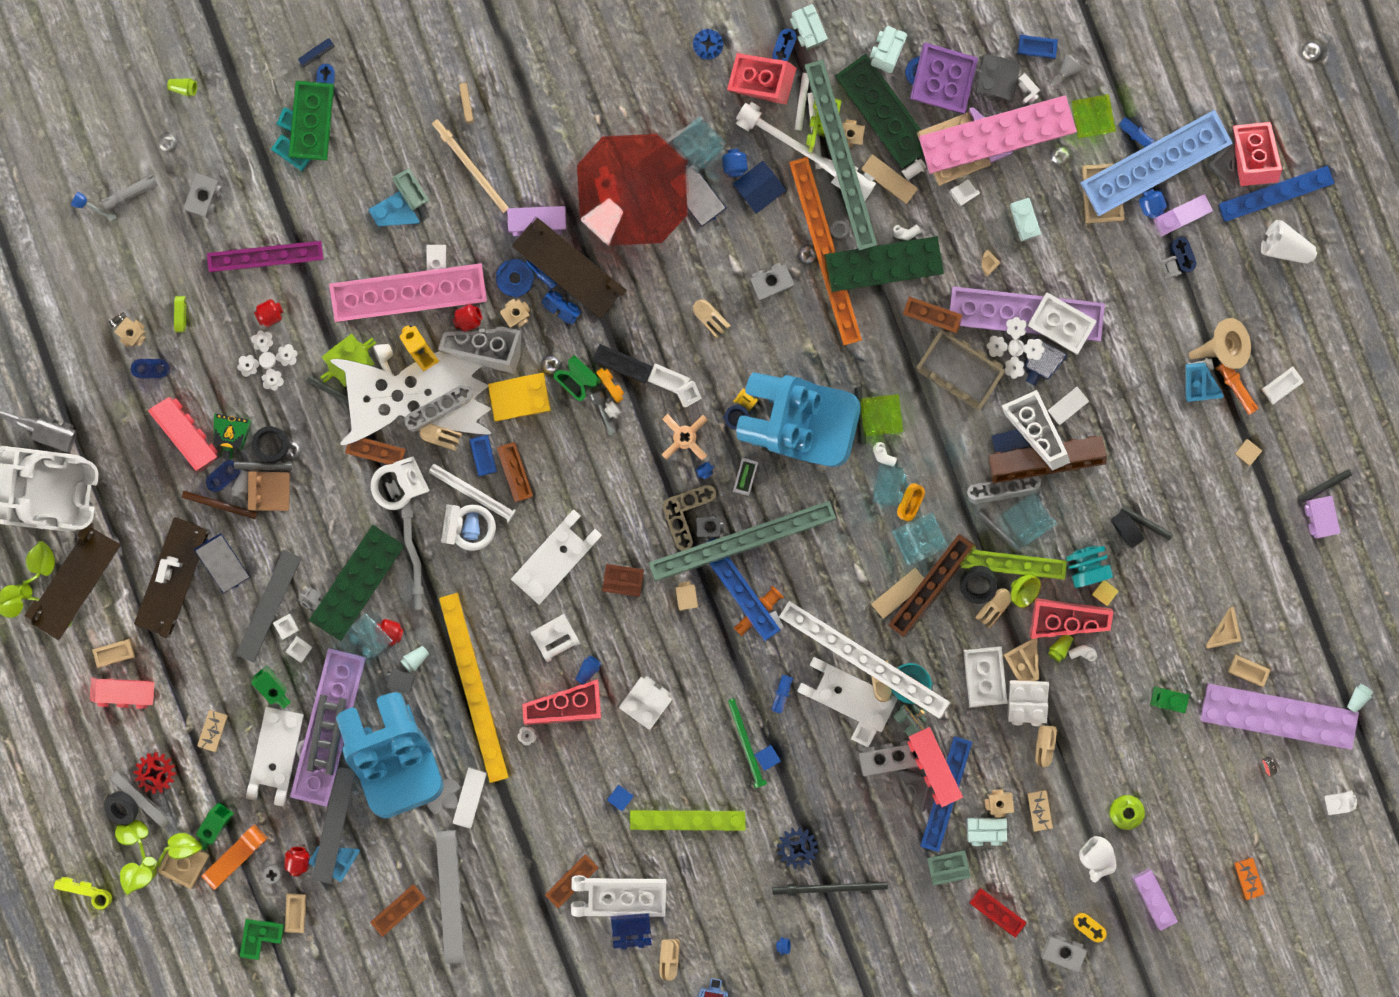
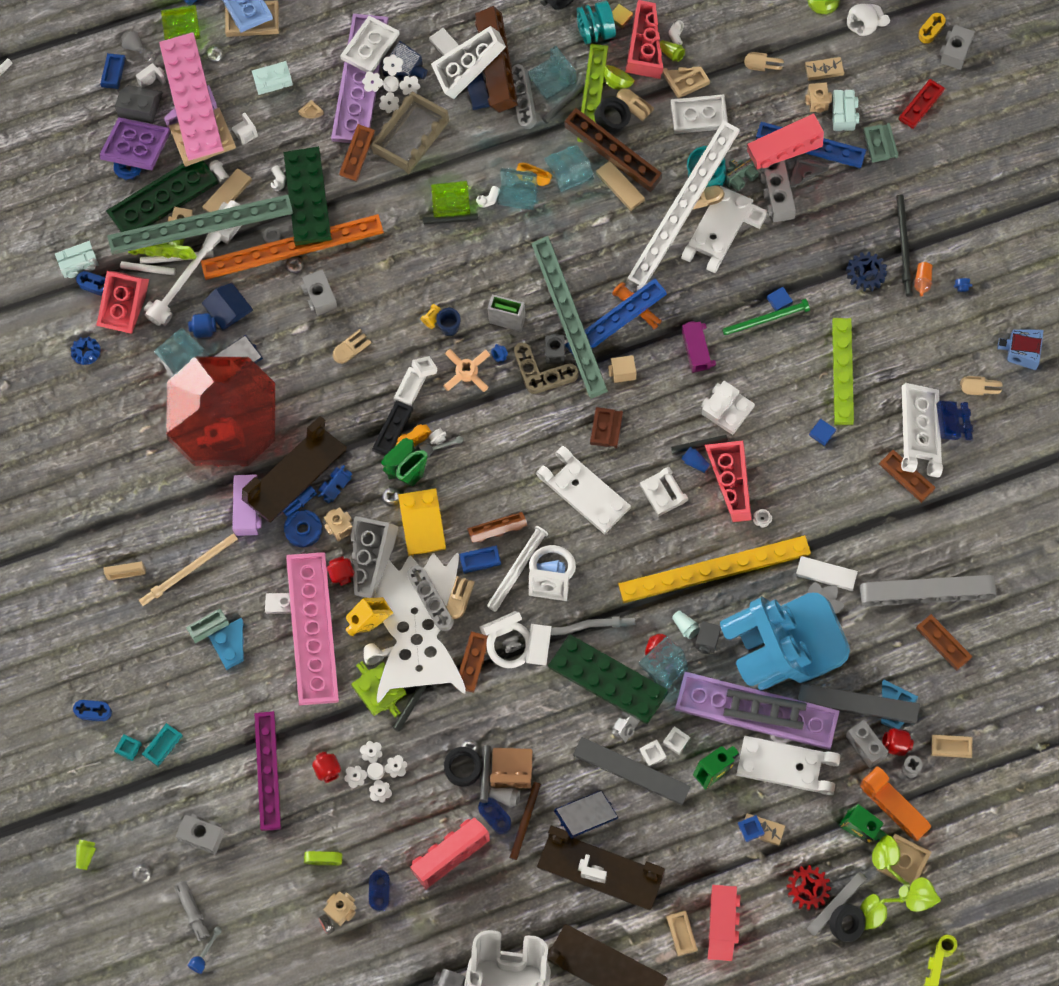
camera: 80 degrees left, 20 degrees down
(210, 719) = (751, 828): none -> blue tile
(230, 433) = (450, 806): torso -> none
(257, 931) = (973, 783): green plate -> none
(293, 832) = (867, 744): none -> light grey brick
(311, 120) = (130, 721): green tile -> none
(316, 52) = (61, 717): dark blue tile -> none
(391, 515) = (538, 644): none -> white tile
(607, 674) = (699, 444): none -> pearl dark grey bar
(712, 671) = (696, 346): none -> magenta brick
(782, 693) = (717, 285): blue axle -> none
(789, 906) = (923, 278): none -> piece
(805, 421) = (455, 244): dark azure piece -> none
(888, 50) = (103, 189): light aqua brick -> none
(1028, 702) = (723, 75): white plate -> none

